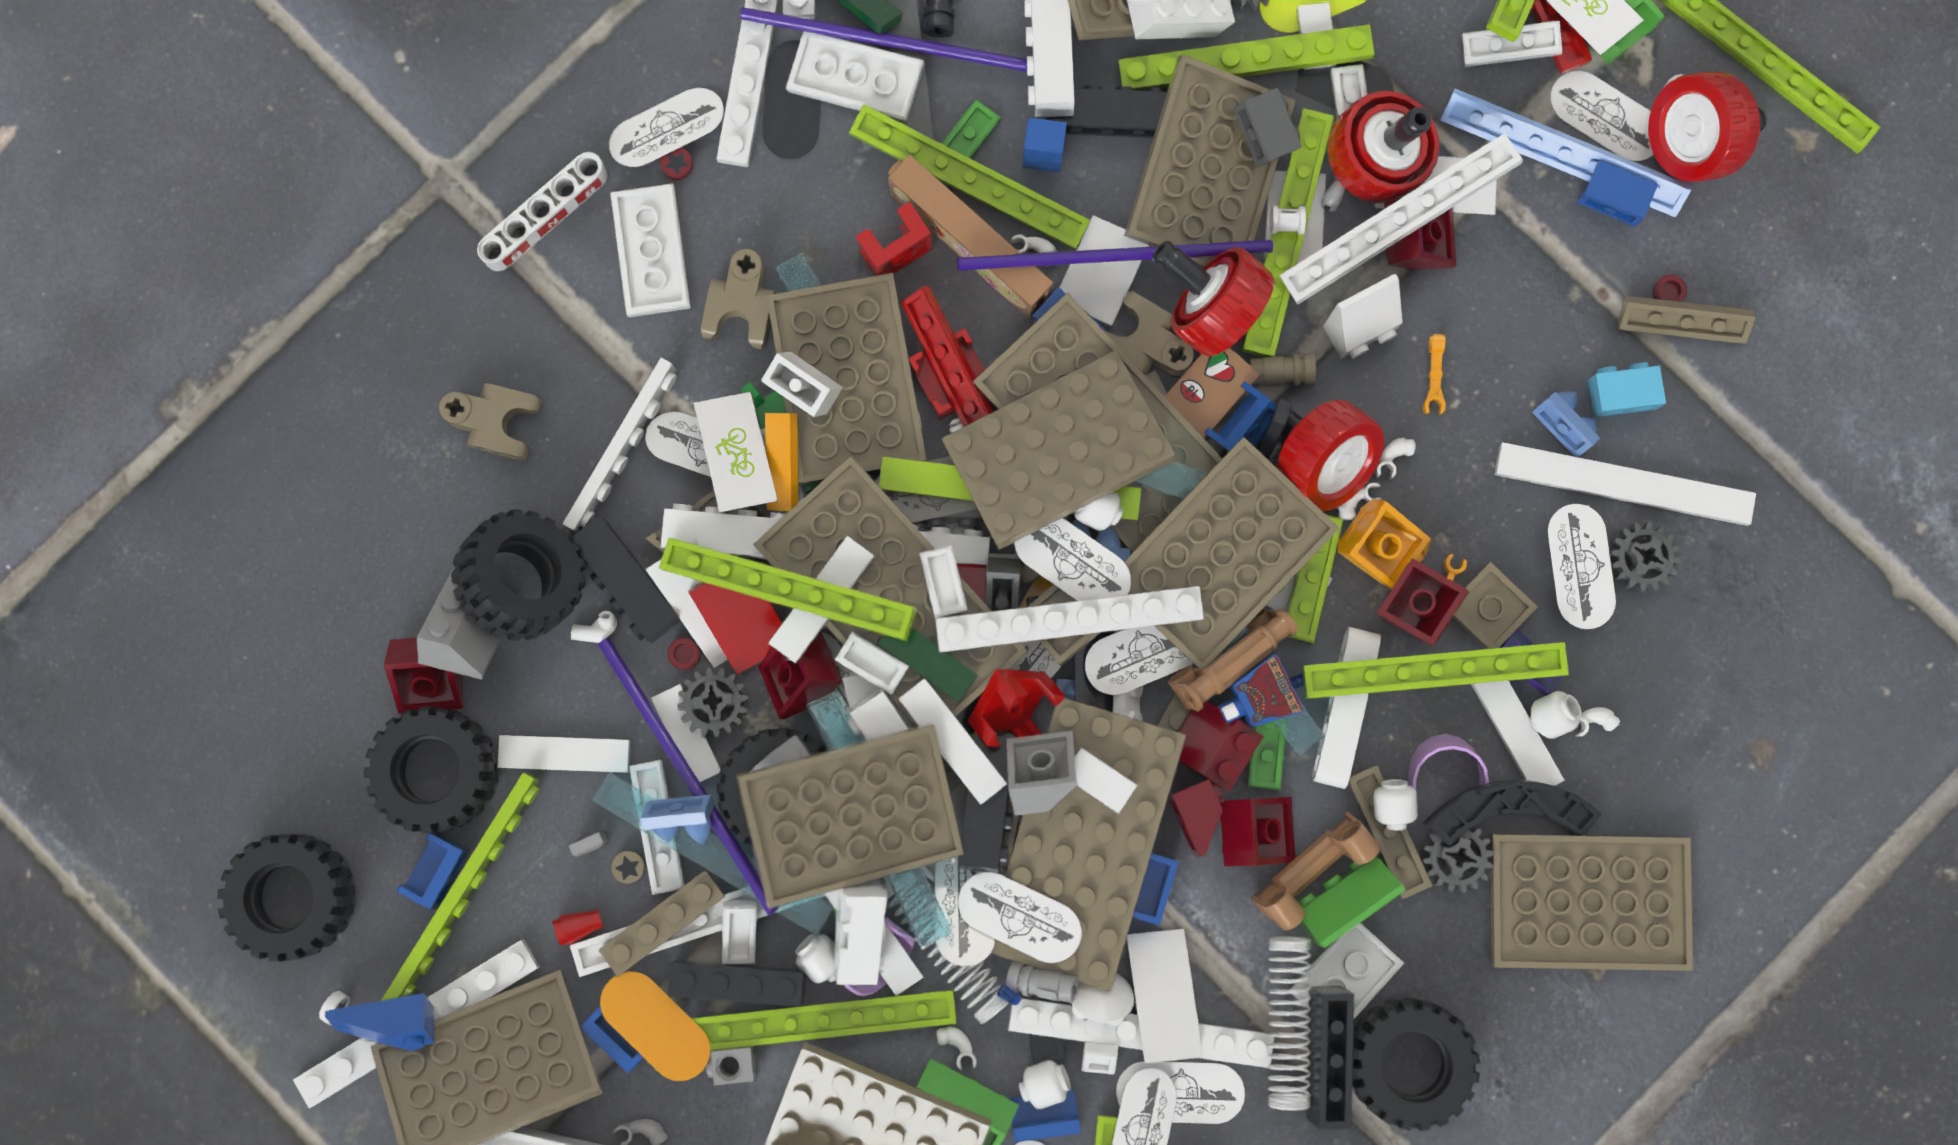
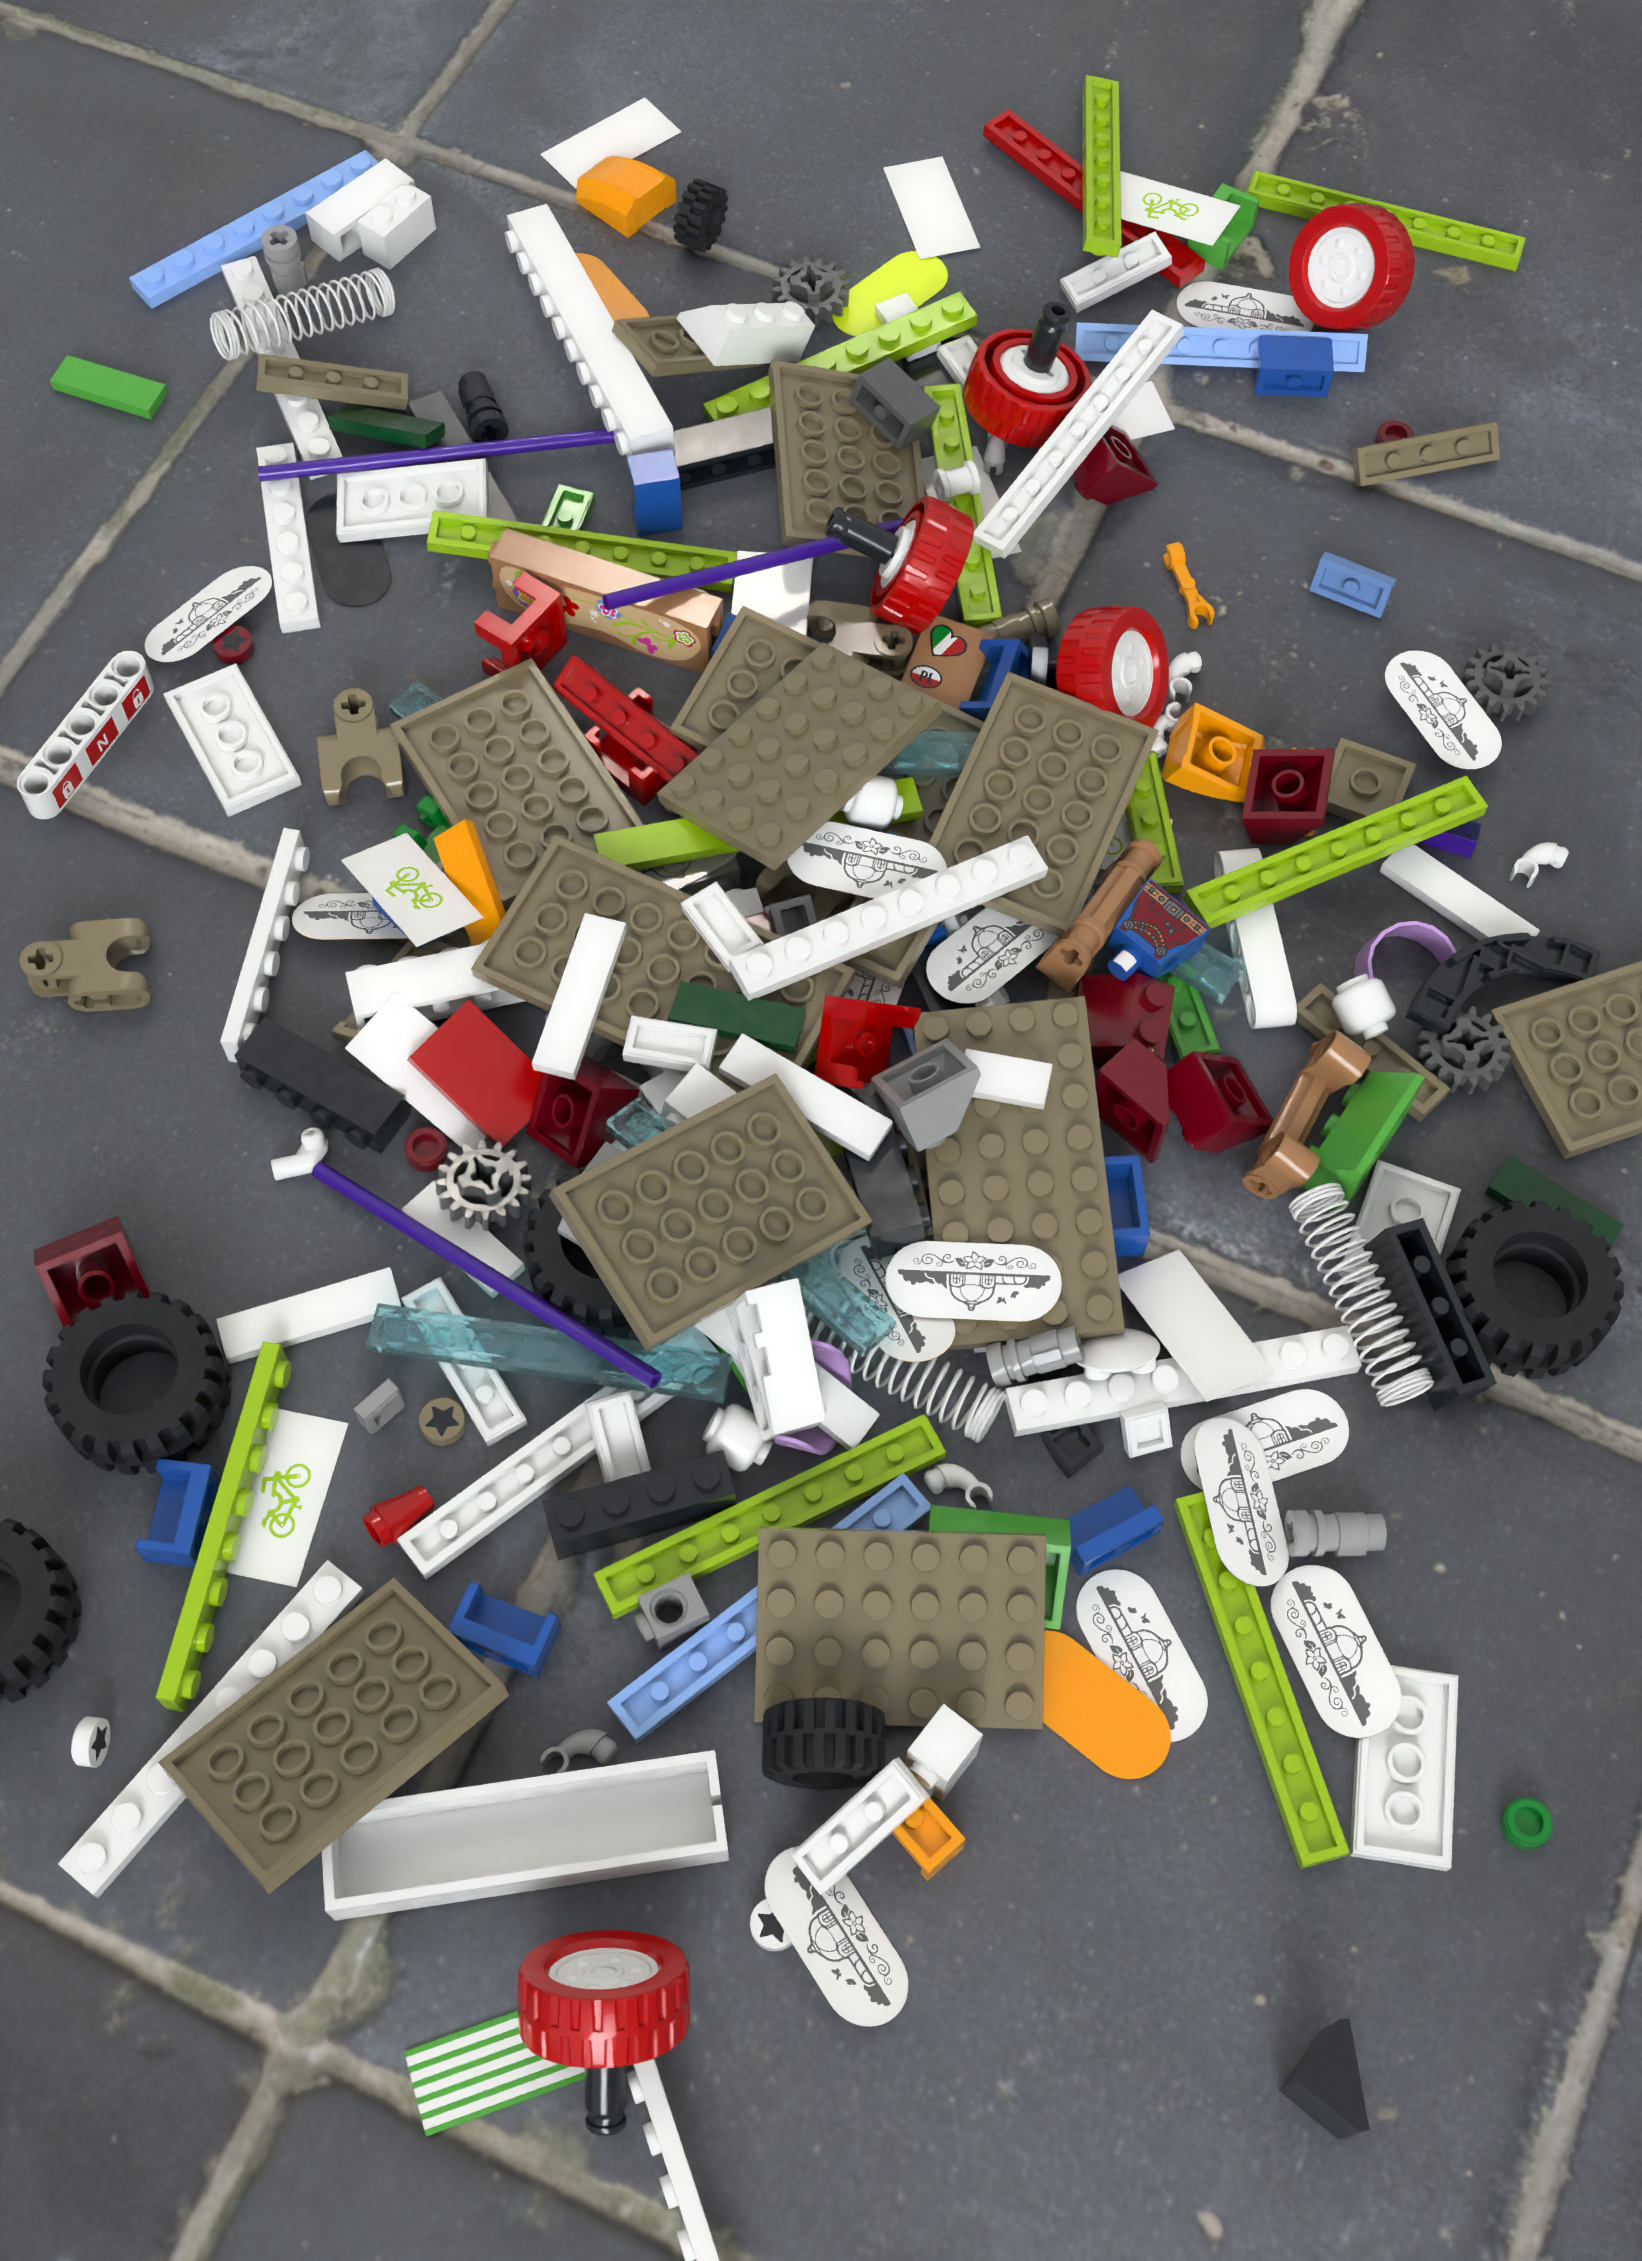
camera: 25 degrees left, 20 degrees down
(394, 1022) = (170, 1718): blue slope -> none
(453, 640) = (128, 1188): light grey slope -> none
(492, 601) = (182, 1102): black tyre -> none
(511, 879) = (288, 1497): none -> white sticker
(655, 1026) = (550, 1594): light orange sticker -> none
(662, 923) = (512, 1464): dark tan plate -> none
(668, 814) = (508, 1303): medium blue tile -> none
(767, 1093) = (732, 1634): none -> light blue plate
(788, 589) = (533, 988): lime plate -> none
(801, 384) = (467, 784): white brick -> none
(1008, 995) = (999, 1382): clear blue piece -> none
(1045, 1084) = (1091, 1483): white head -> none
(1366, 318) = (1084, 538): white slope -> none
(1465, 1000) = (1522, 1183): none -> dark green tile
(1555, 714) = (1494, 860): white head -> none
(1625, 484) = (1444, 624): white tile -> none
(1626, 390) = (1400, 534): medium azure brick -> none

